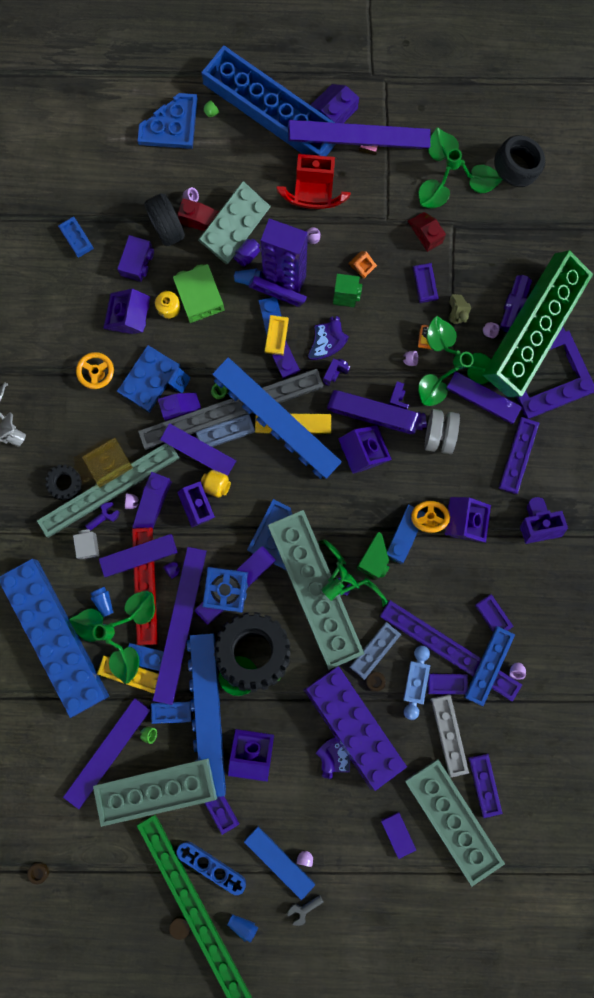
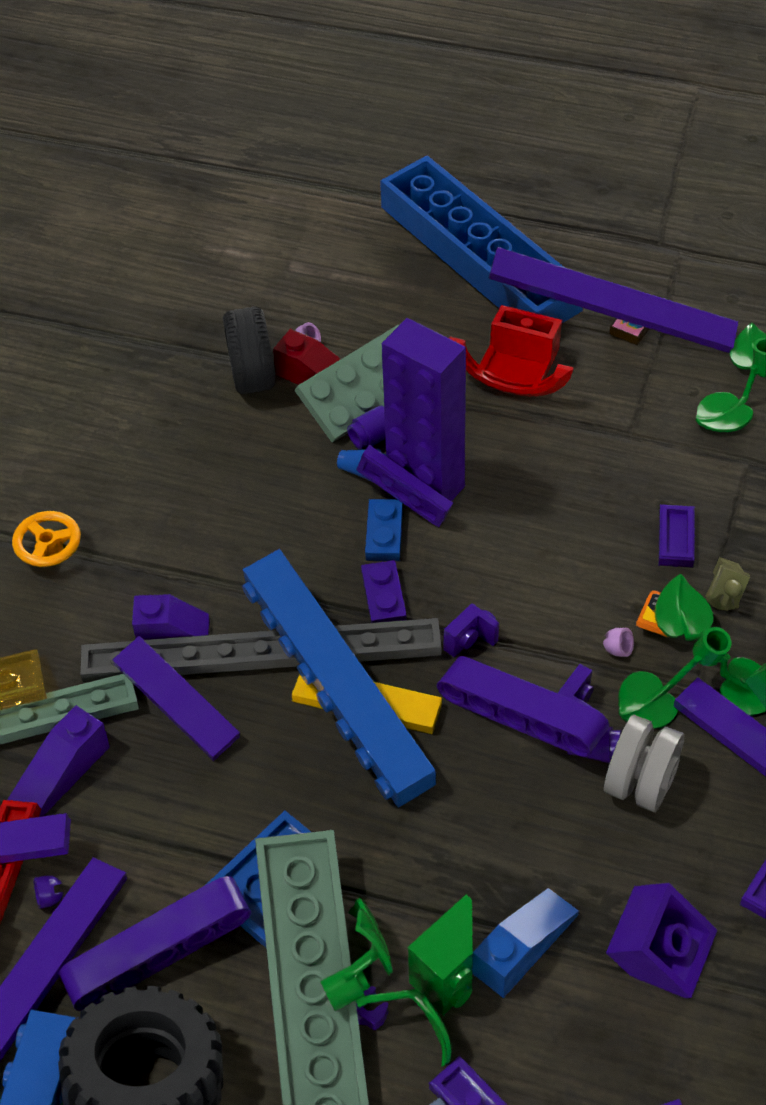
camera: 20 degrees right, 30 degrees down
(75, 237) = (99, 355): blue plate -> none
(127, 311) = (139, 469): dark purple slope -> none
(131, 501) = (18, 756): lavender hinge -> none
(135, 258) = (182, 400): dark purple brick -> none
(148, 378) = (138, 567): blue plate -> none
(167, 304) = (209, 471): yellow head -> none
(171, 124) = (310, 245): blue plate -> none
(178, 380) = (185, 583): blue slope -> none
(195, 504) = (136, 783): dark purple brick -> none
(198, 293) = (268, 468): bright green brick -> none
(210, 109) = (381, 237): bright green hinge -> none
(215, 483) = (186, 760): yellow head -> none
(222, 391) = (255, 618): bright green hinge -> none
(225, 589) = (130, 925): blue piece -> none
(226, 431) = (243, 684): sand blue tile -> none
(276, 335) = (381, 551): yellow tile -> none
(313, 238) = (495, 429): lavender hinge -> none
(328, 339) = (473, 581): dark purple arm -> none
(337, 103) = (596, 258): dark purple slope -> none
(347, 290) = (527, 508): green brick -> none
(362, 264) = (571, 486): orange slope -> none
(364, 448) = (487, 766): dark purple slope -> none
(427, 230) = (700, 461): dark red slope -> none
(430, 520) = (583, 921): light orange piece -> none

